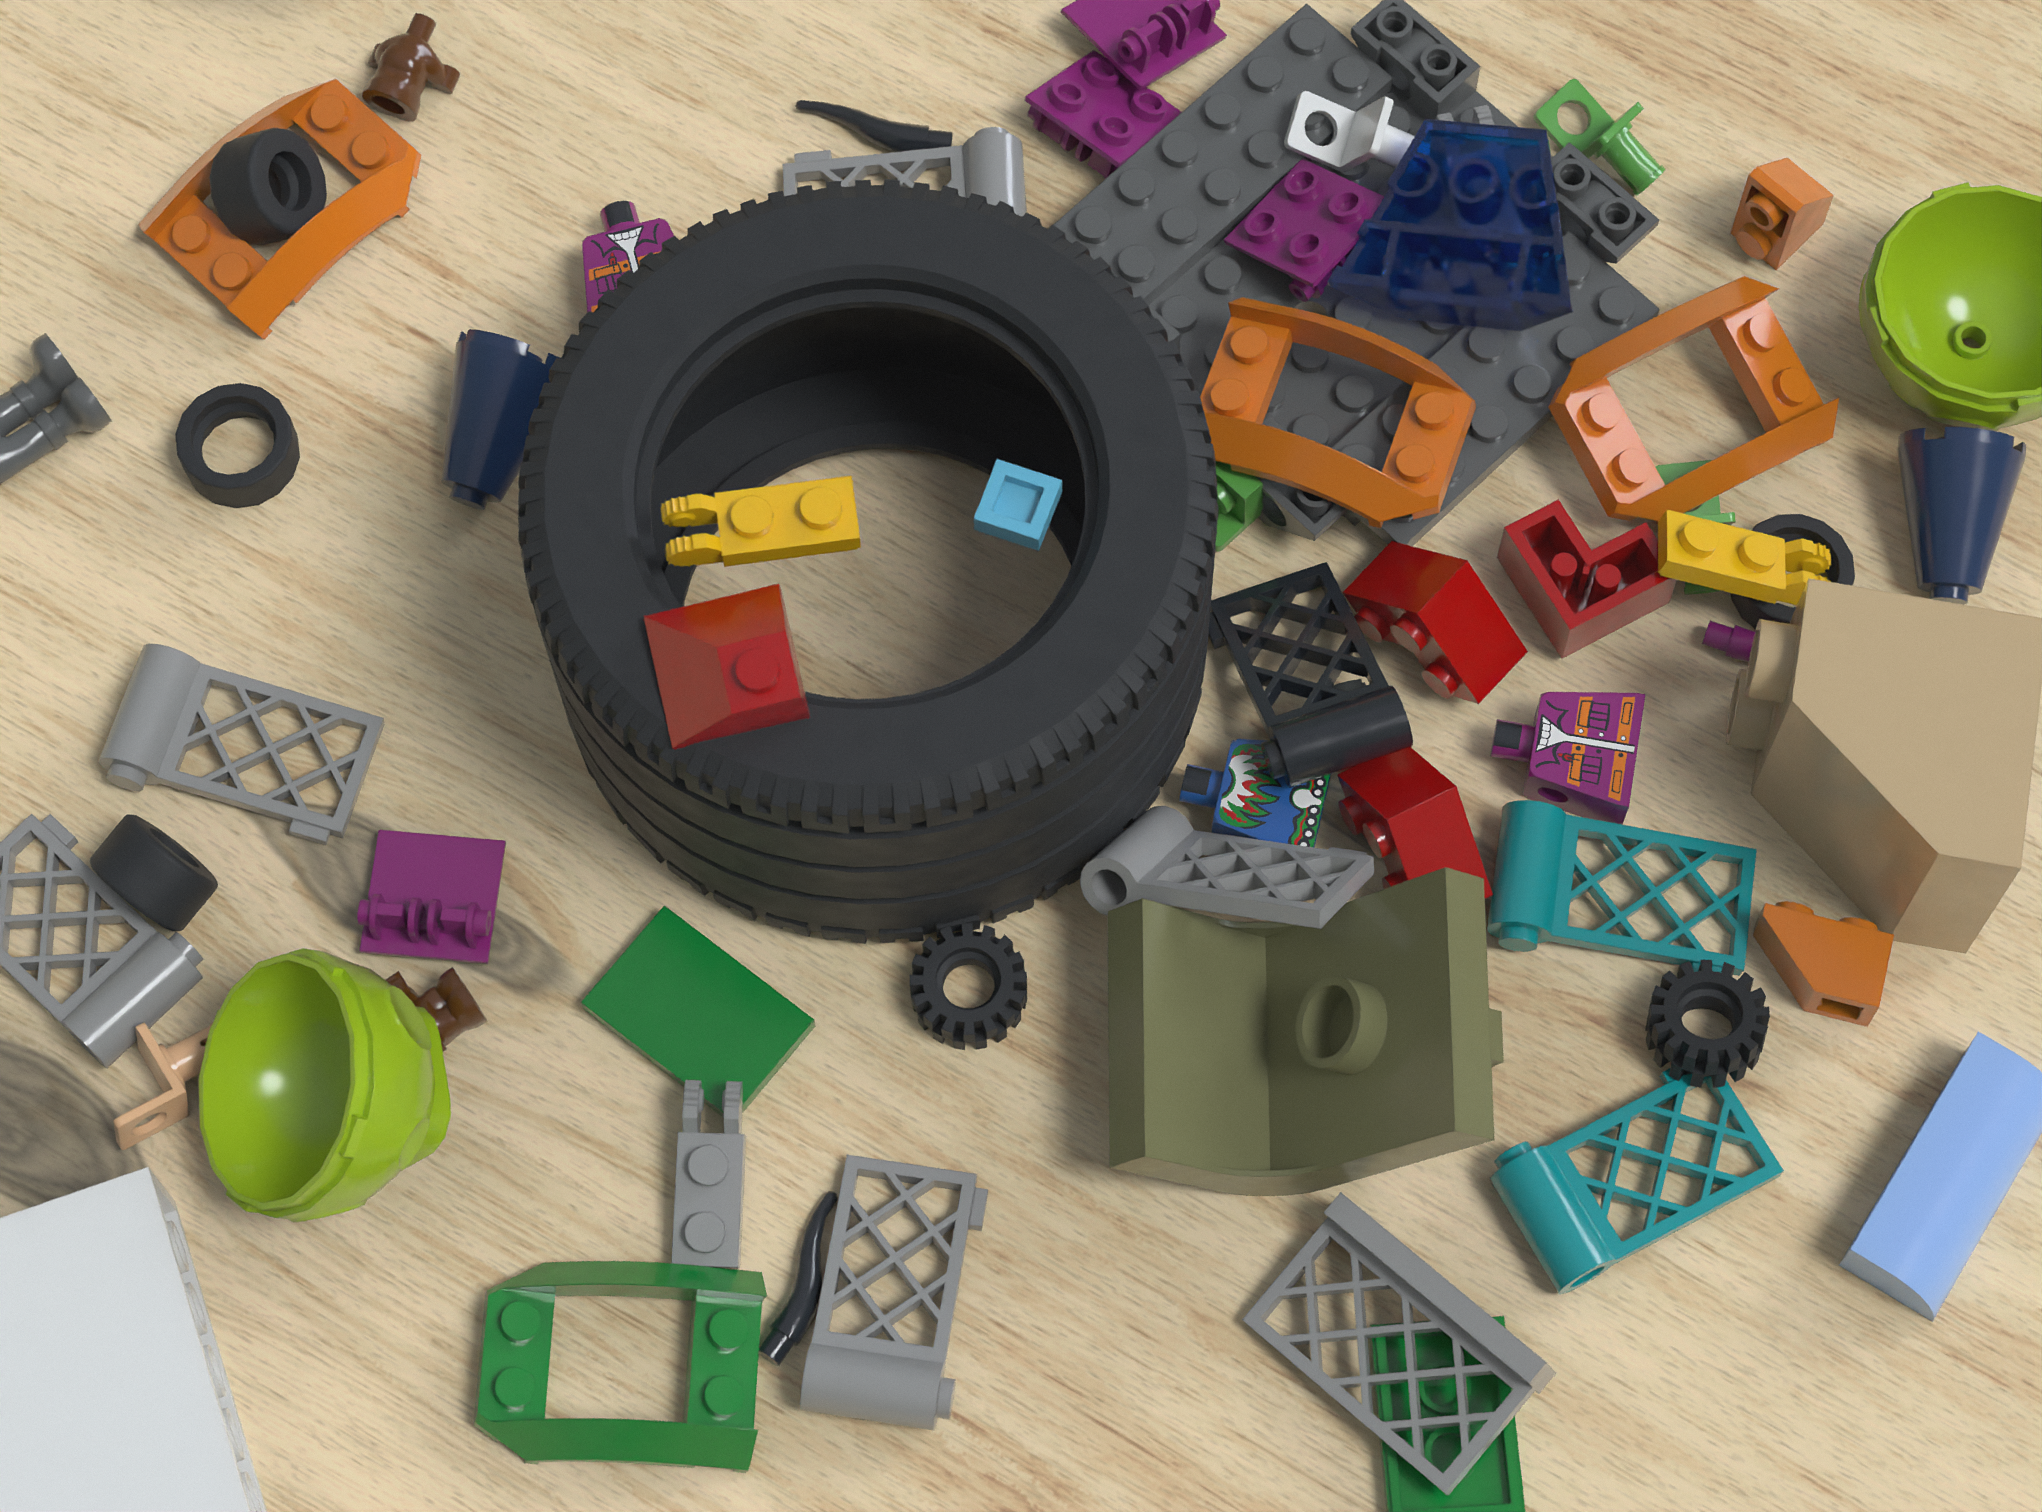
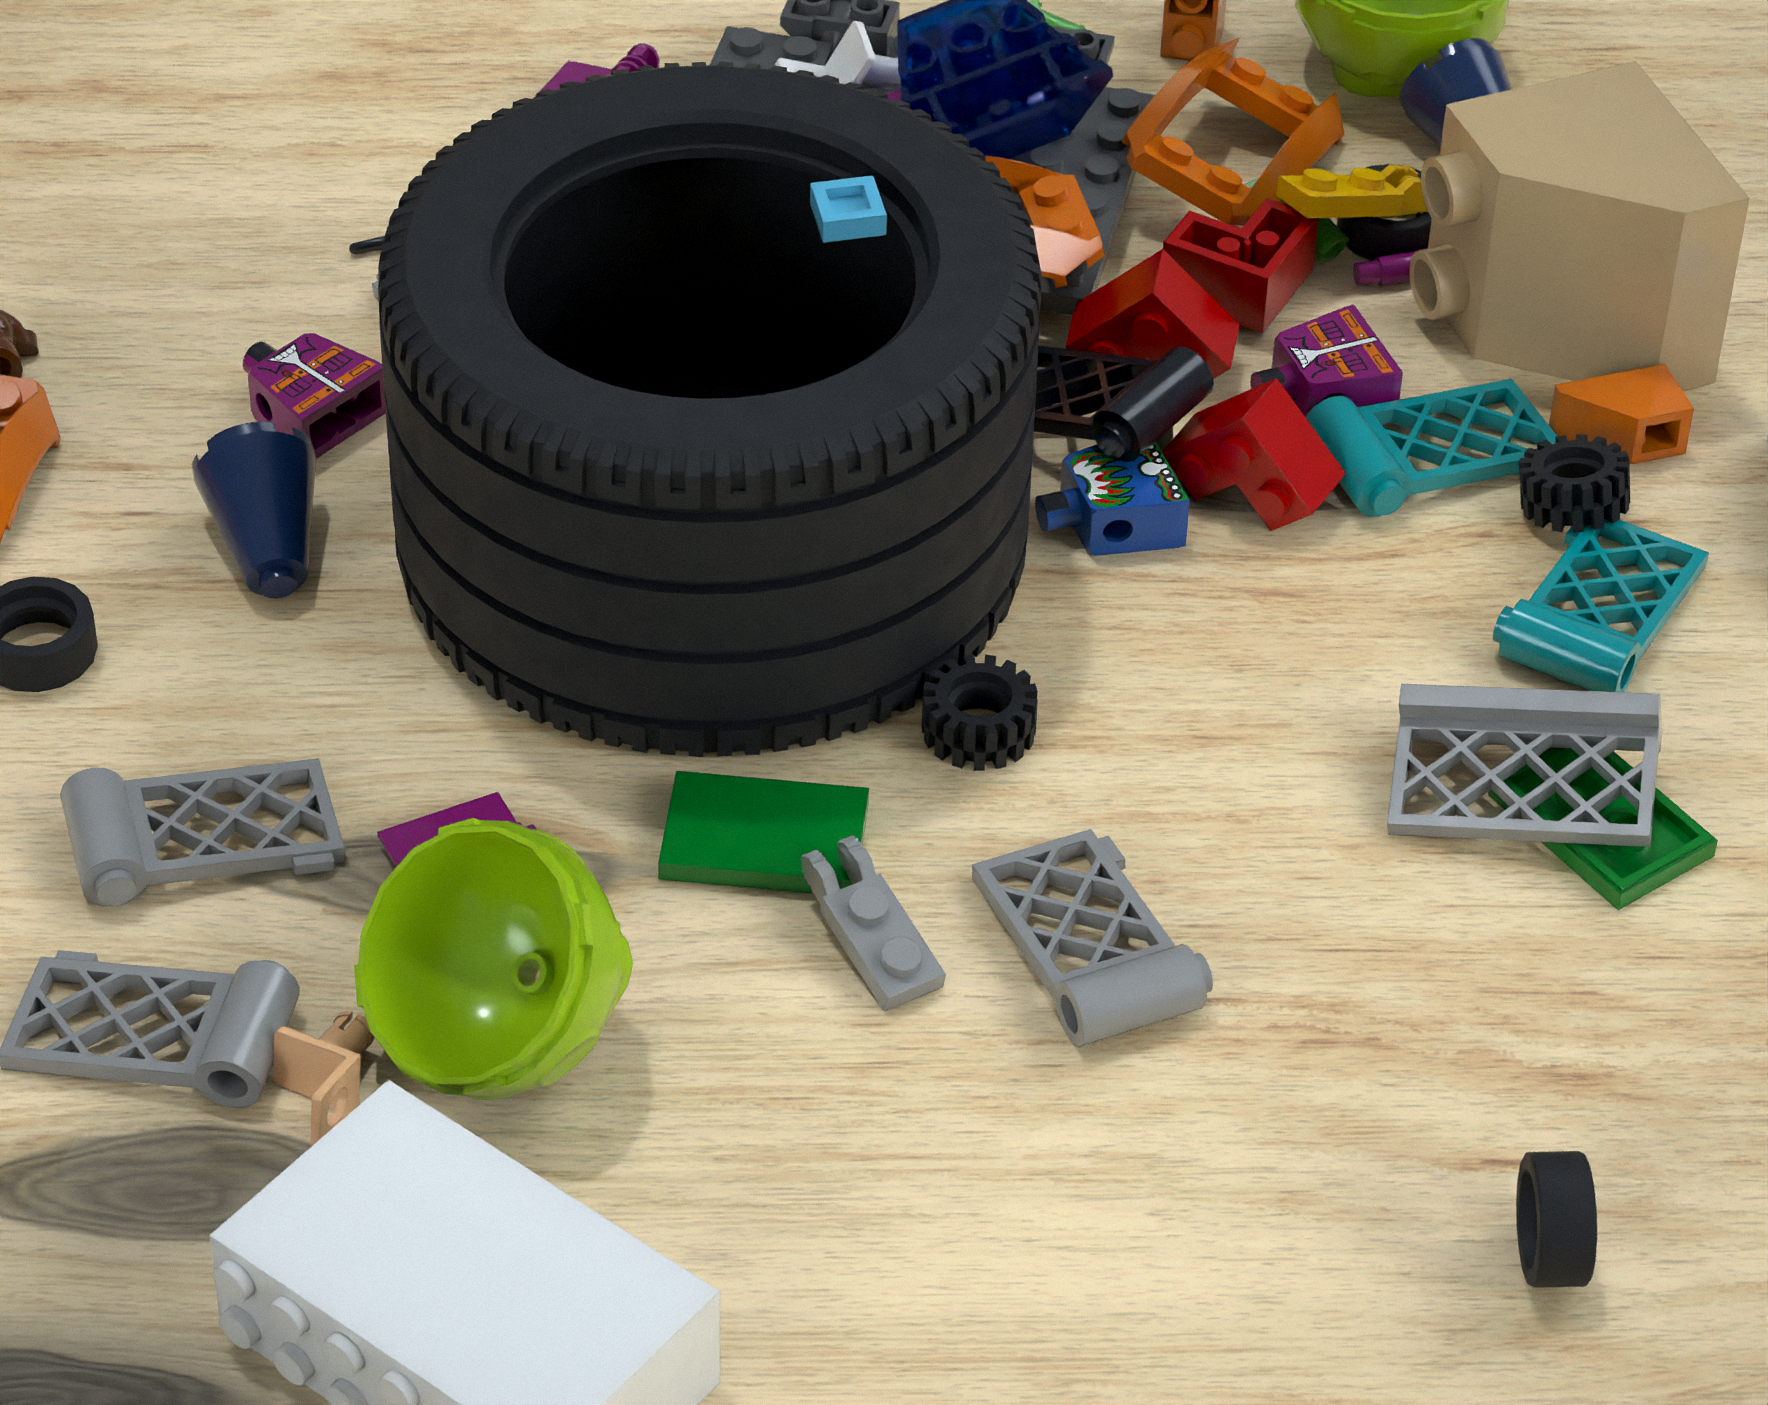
camera: 35 degrees left, 25 degrees down
(153, 873) = (198, 925): black tyre -> none
(719, 1372) = (1005, 1087): green wedge -> none
(726, 666) = (708, 381): red slope -> none
(765, 523) = (653, 294): yellow hinge -> none
(803, 1301) = (1020, 979): black animal -> none
(1242, 876) = (1059, 555): light grey piece -> none
(1297, 1048) = (1312, 586): olive piece -> none

